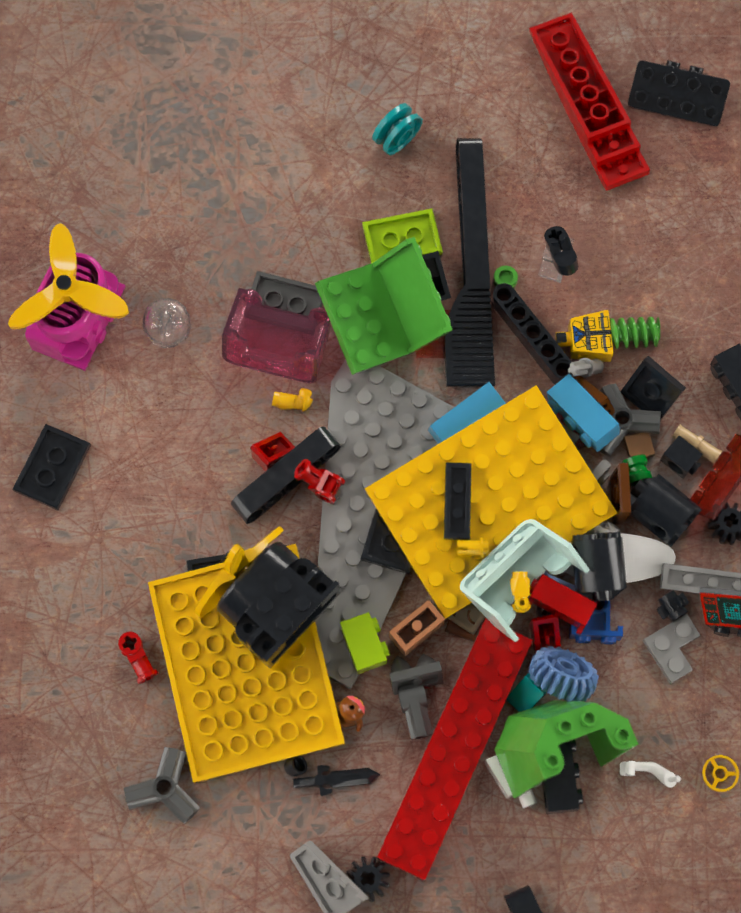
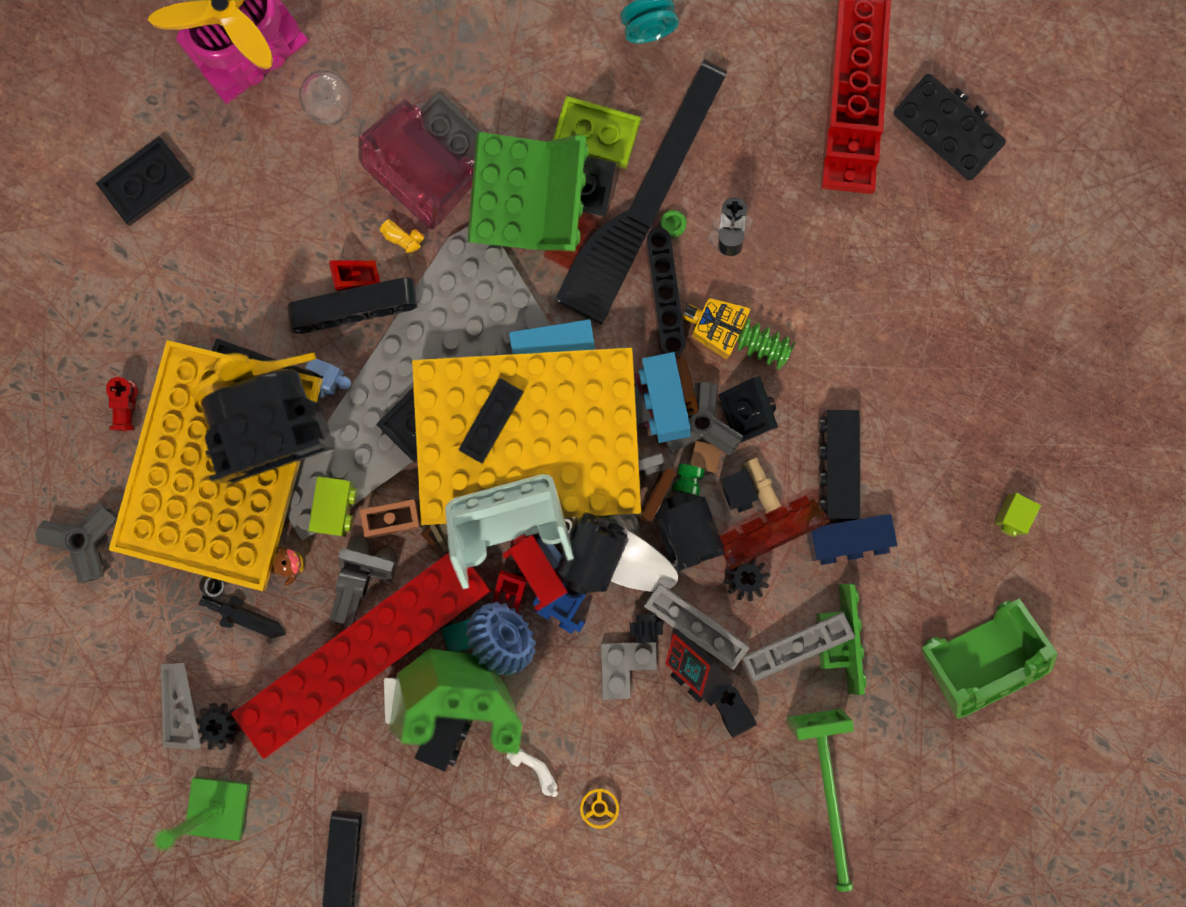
camera: 25 degrees right, 10 degrees up
(299, 538) = (331, 377): none -> light blue piece
(320, 481) = (378, 332): red connector -> none
(475, 547) = (480, 474): yellow pin -> none
(520, 589) = (501, 540): yellow arm -> none
(586, 367) = (695, 354): light grey axle -> none

